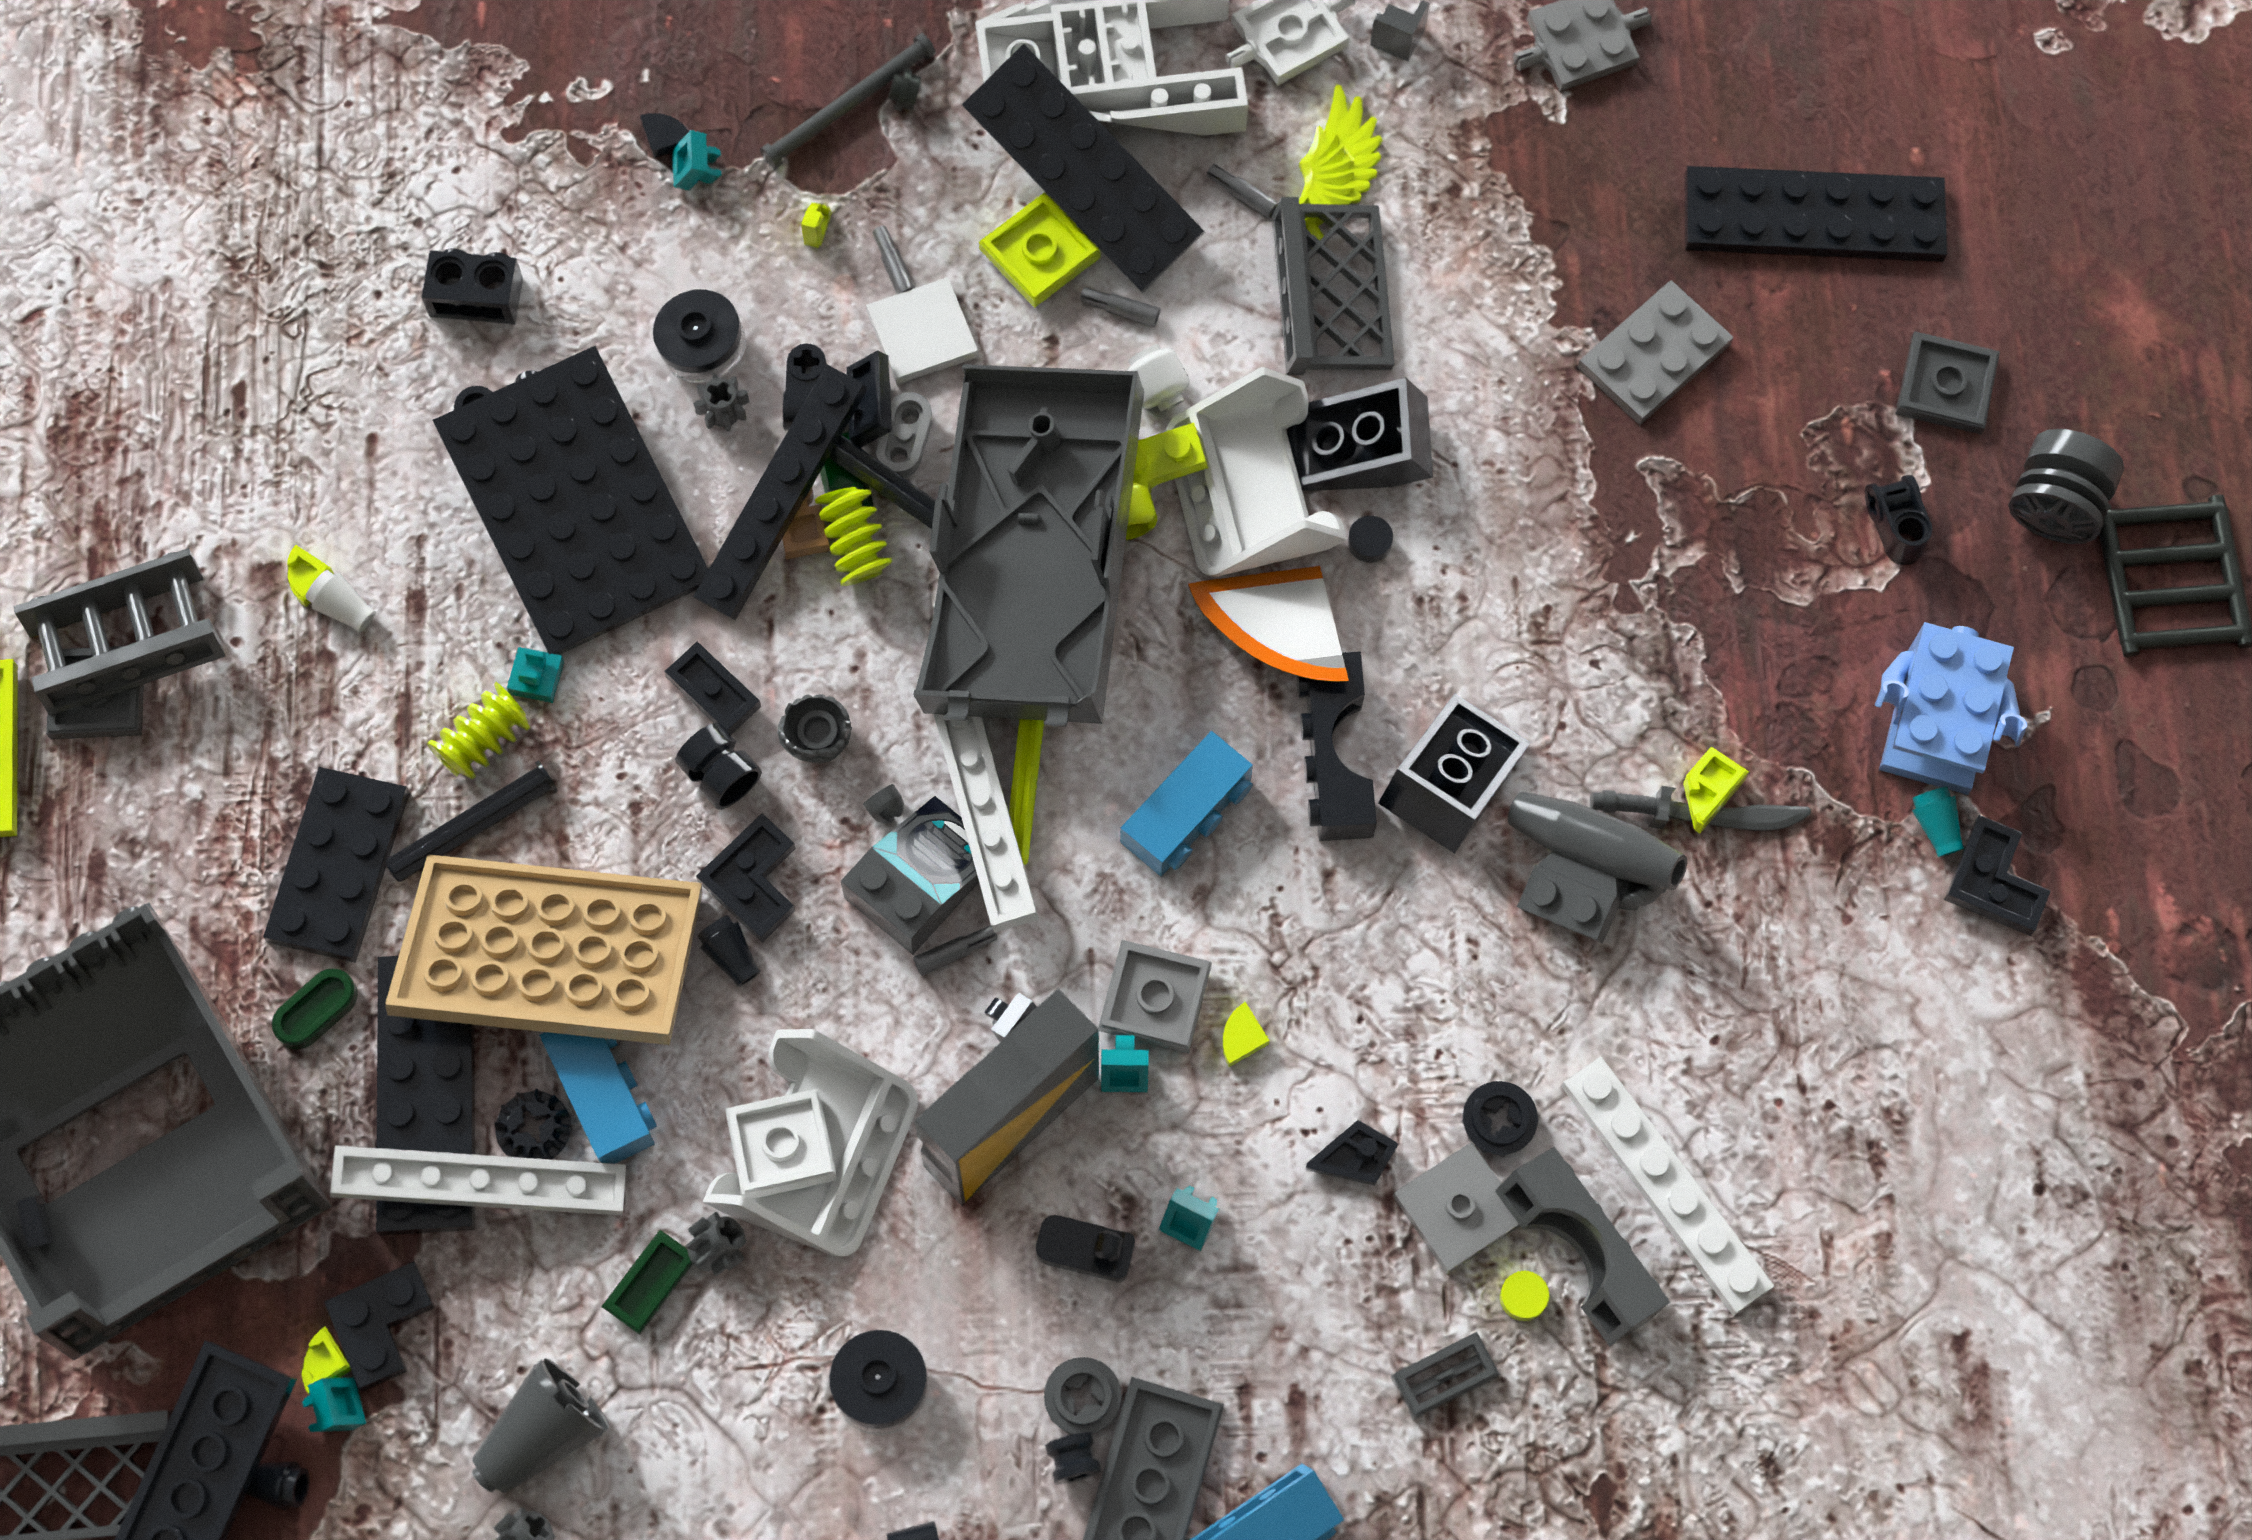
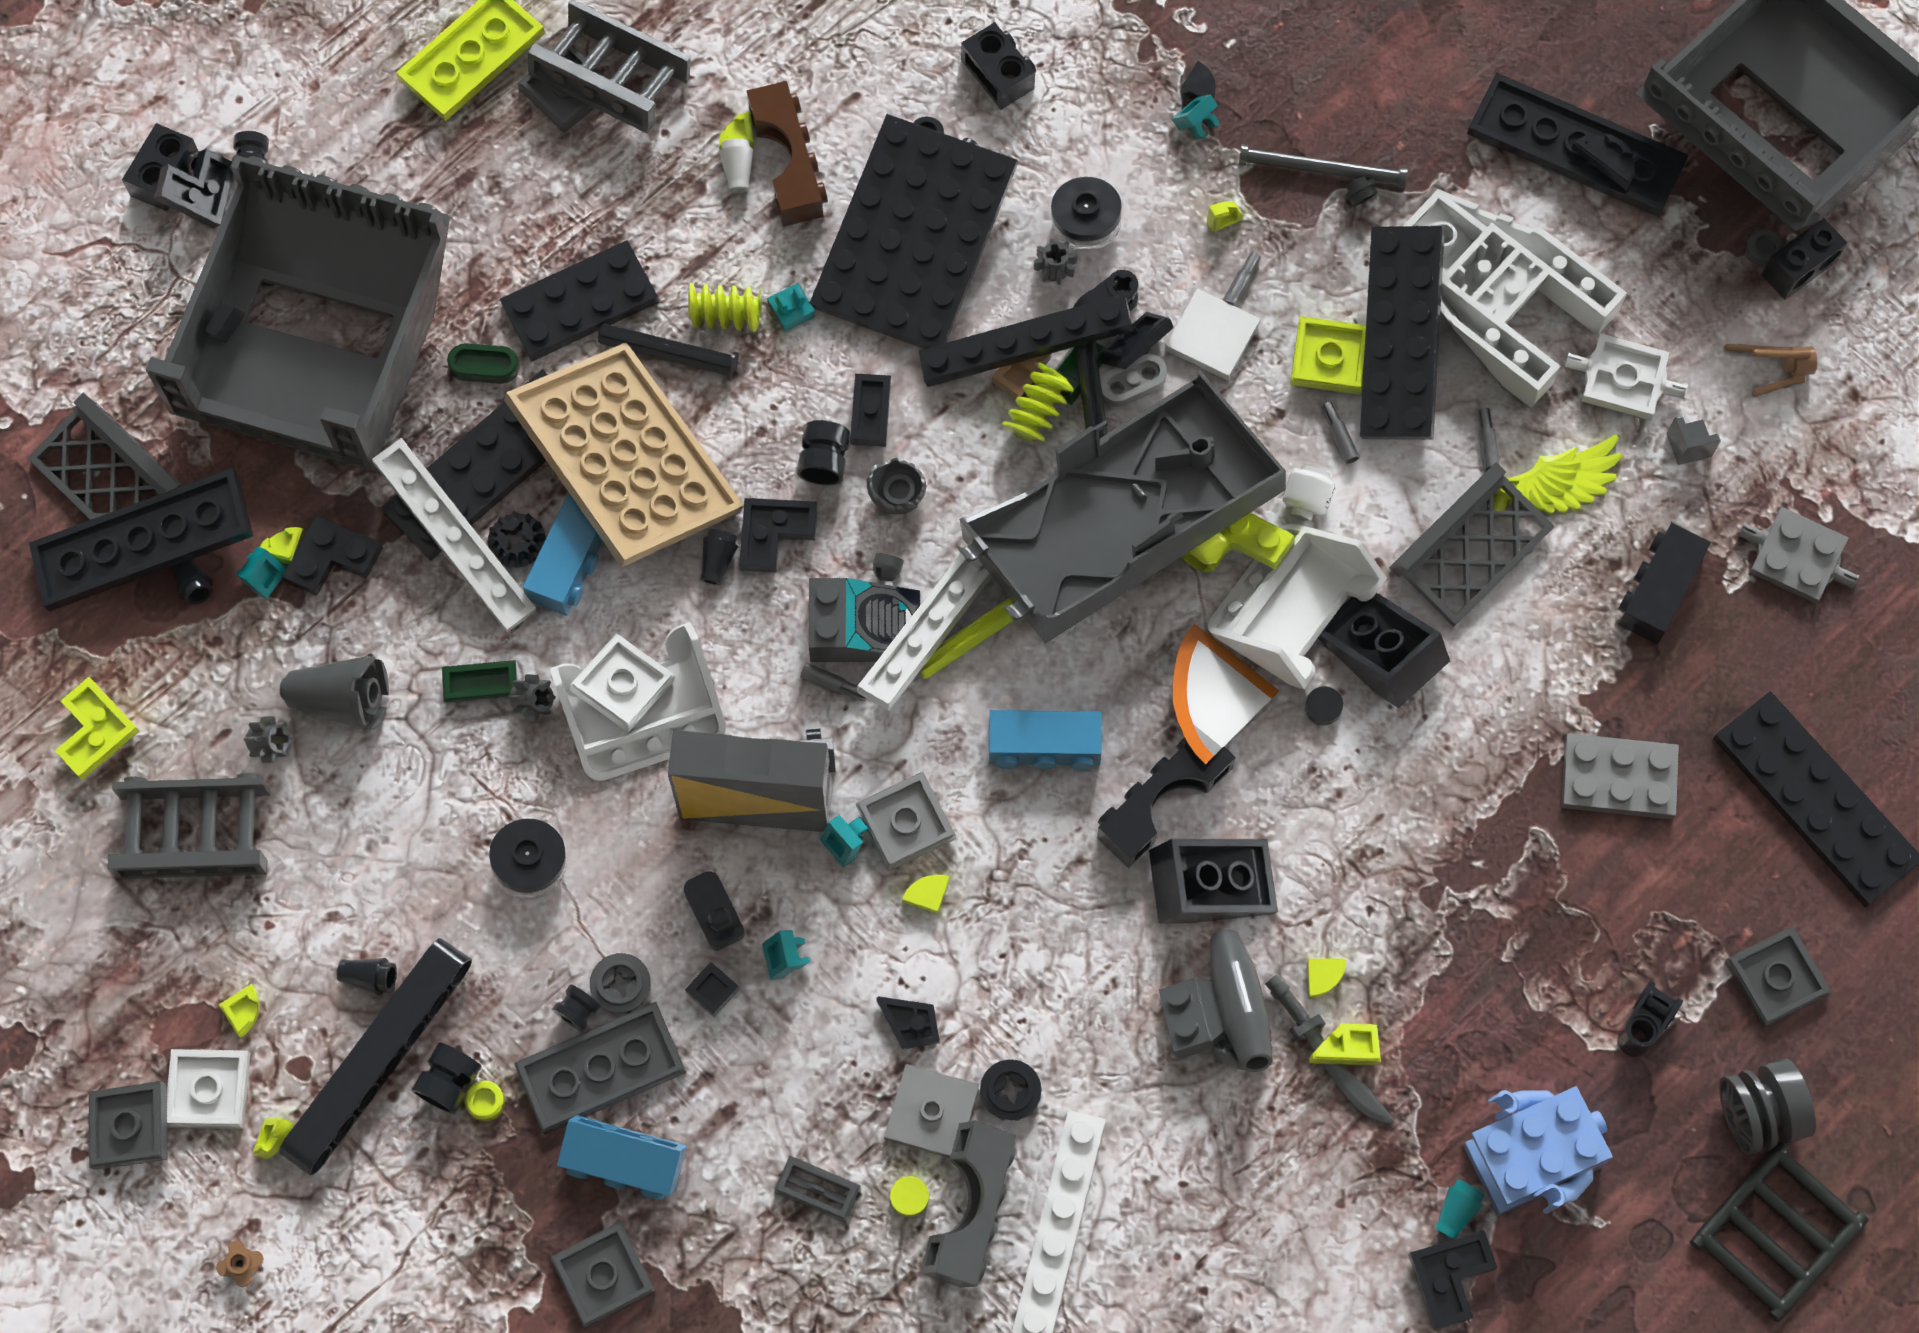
camera: 50 degrees right, 0 degrees up
(327, 525) = (775, 118): none -> reddish brown arch
(1166, 1313) = (712, 989): none -> black plate
(1512, 164) = (1662, 582): none -> black brick
(1625, 753) = (1324, 975): none -> neon yellow tile

